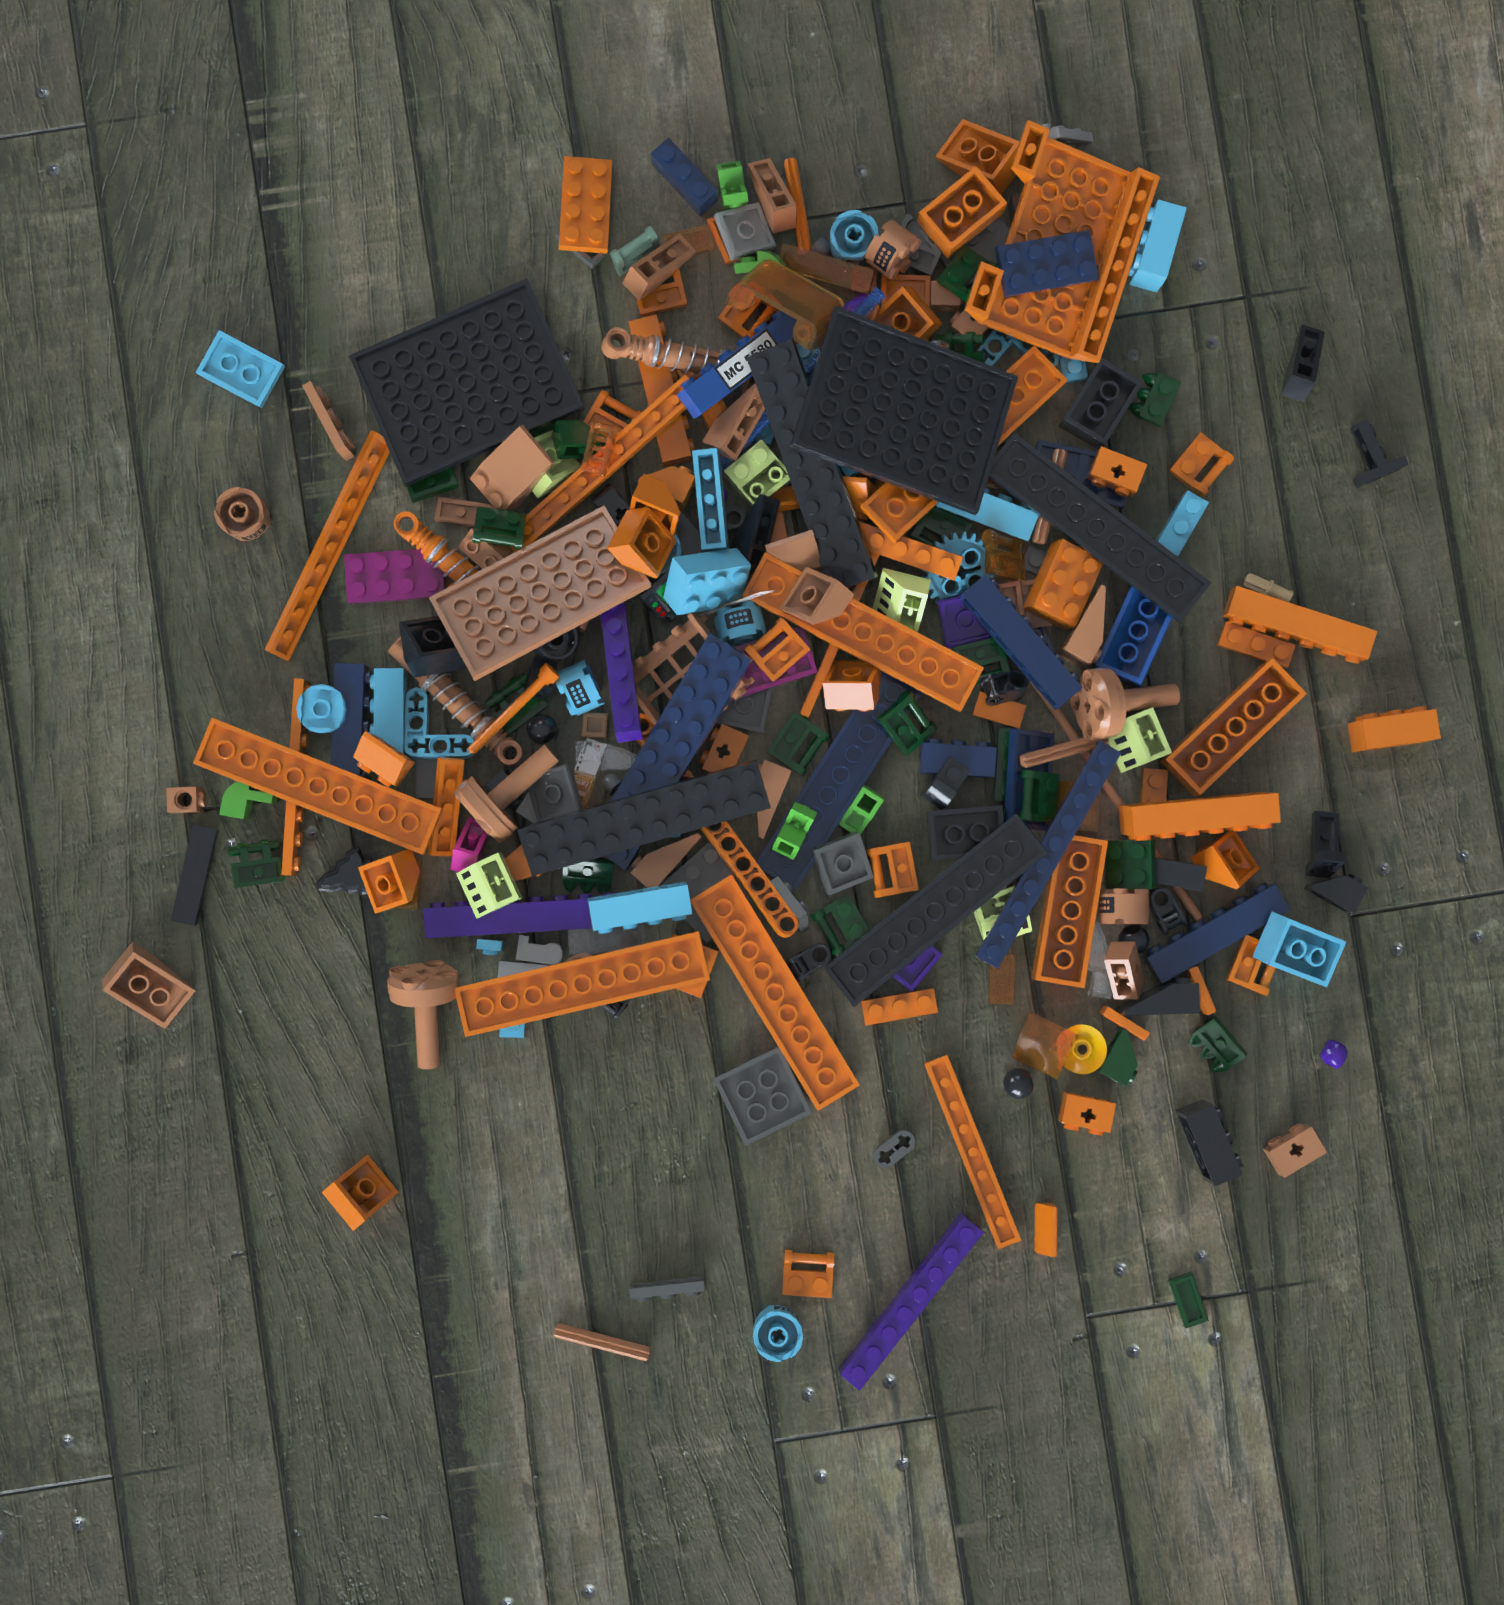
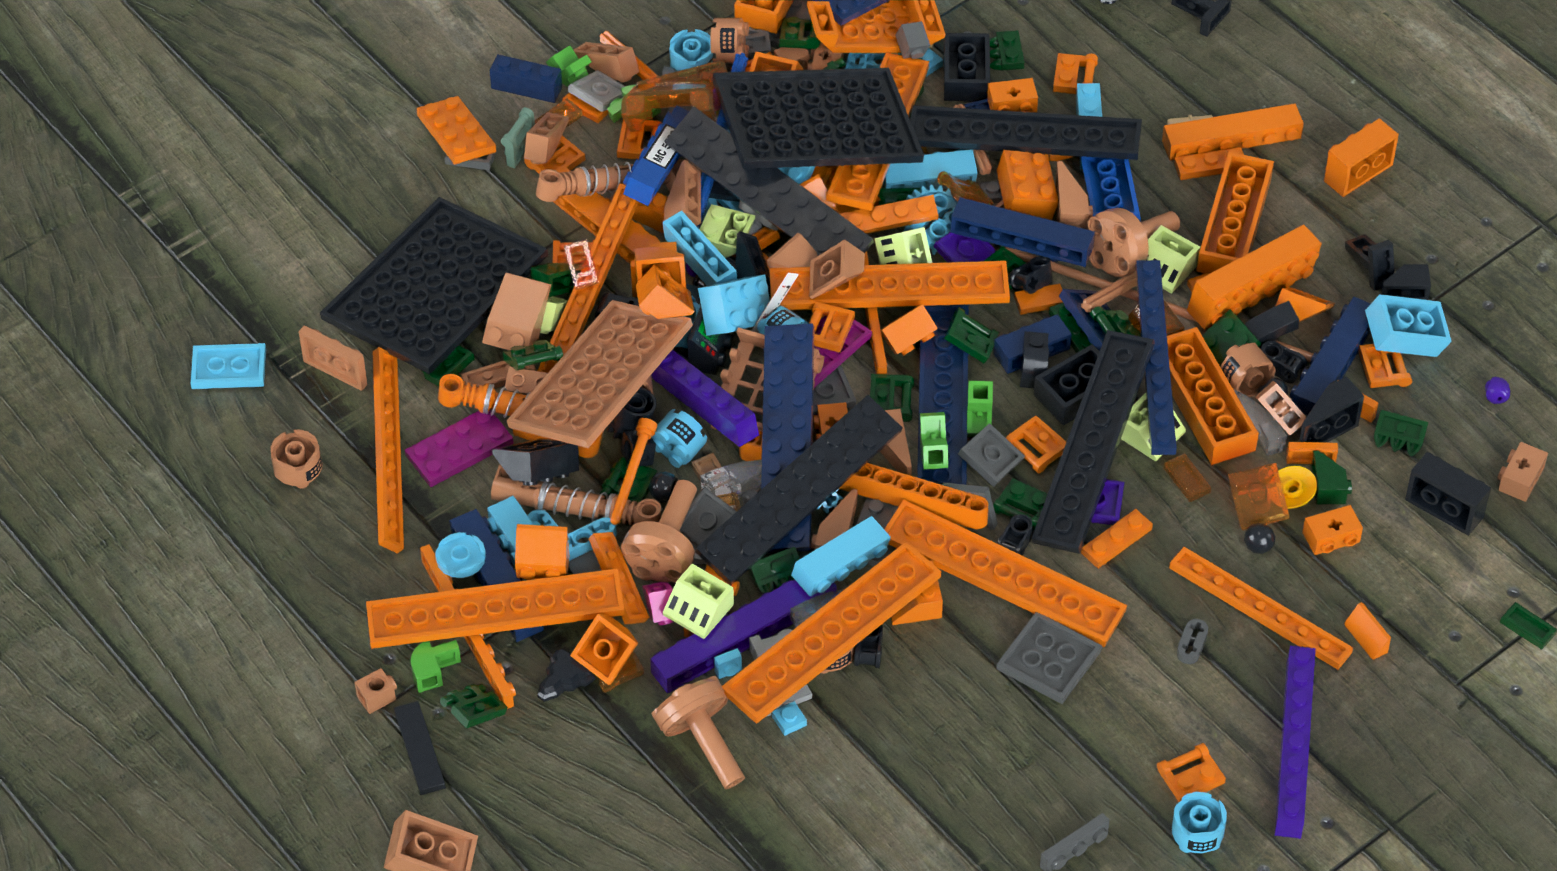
camera: 30 degrees left, 35 degrees down
(1062, 354) = (912, 40): none -> dark grey brick

